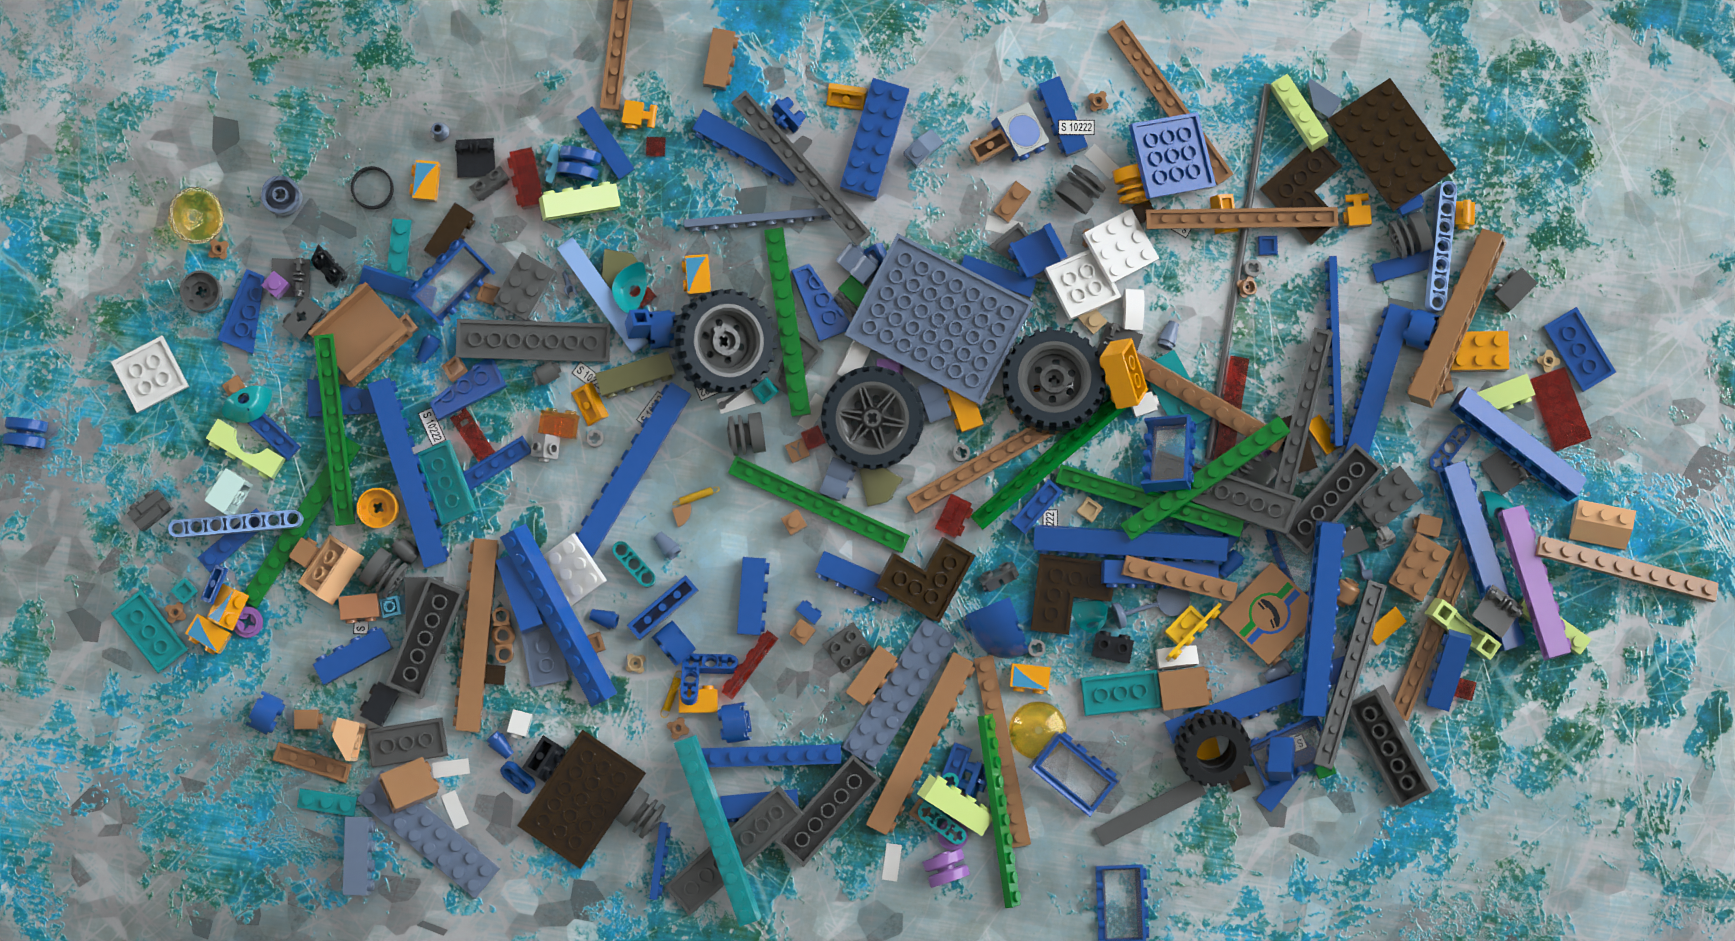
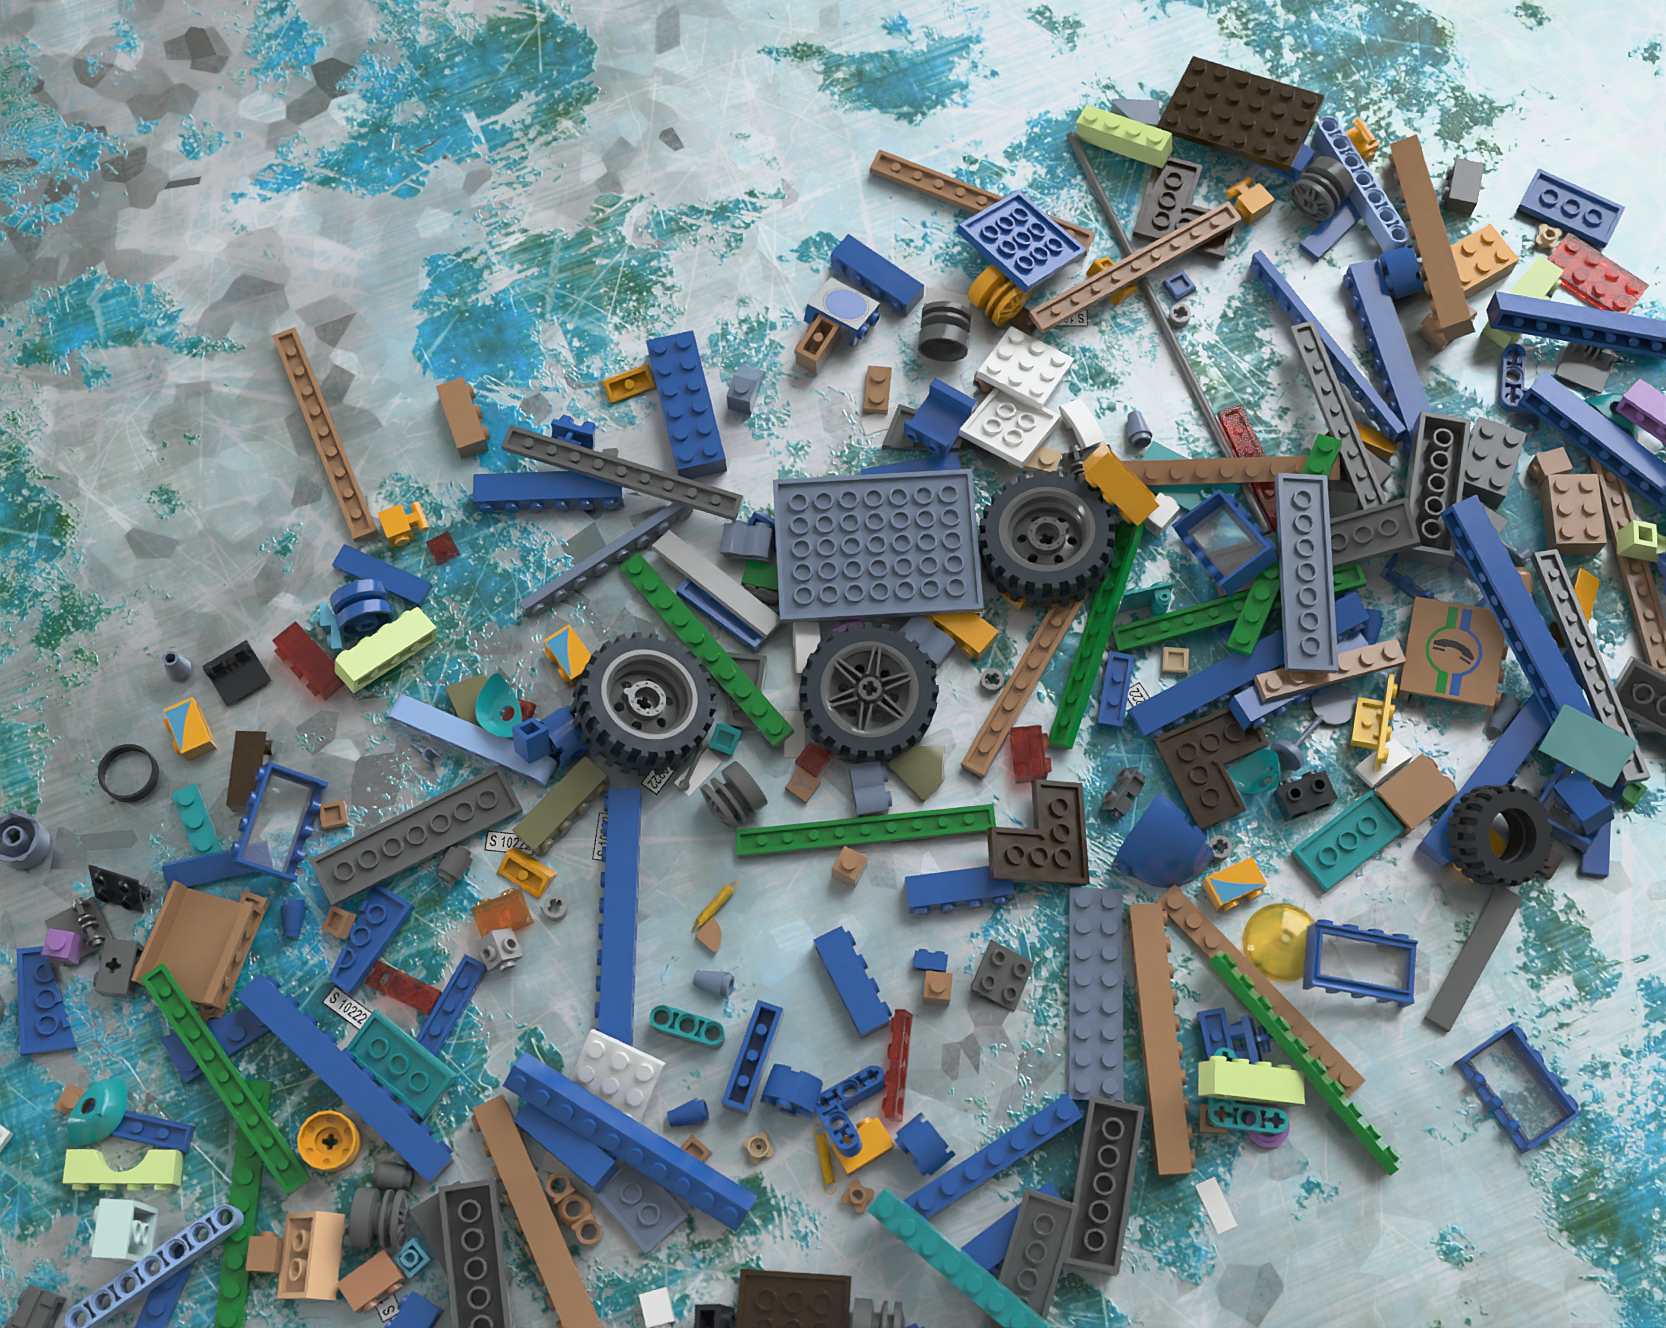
camera: 30 degrees left, 15 degrees down
(482, 188) = (273, 680): dark grey hinge -> none
(495, 674) = (592, 1266): dark brown tile -> none
(525, 287) = (373, 780): dark grey brick -> none
(820, 281) = (717, 584): none -> light grey tile
(872, 676) = (1052, 992): medium nougat brick -> none
(945, 865) = (1292, 1171): medium lavender wheel -> none
(1076, 127) = (899, 273): white sticker -> none
(1098, 106) = (905, 248): medium nougat plate -> none
(1102, 461) = (1155, 597): none -> teal hinge
(1201, 508) = (1306, 573): none -> sand blue plate
(1252, 287) = (1187, 335): medium nougat plate -> none
(1305, 726) = (1588, 745): none -> teal tile
(1385, 538) = (1517, 502): light grey plate -> none

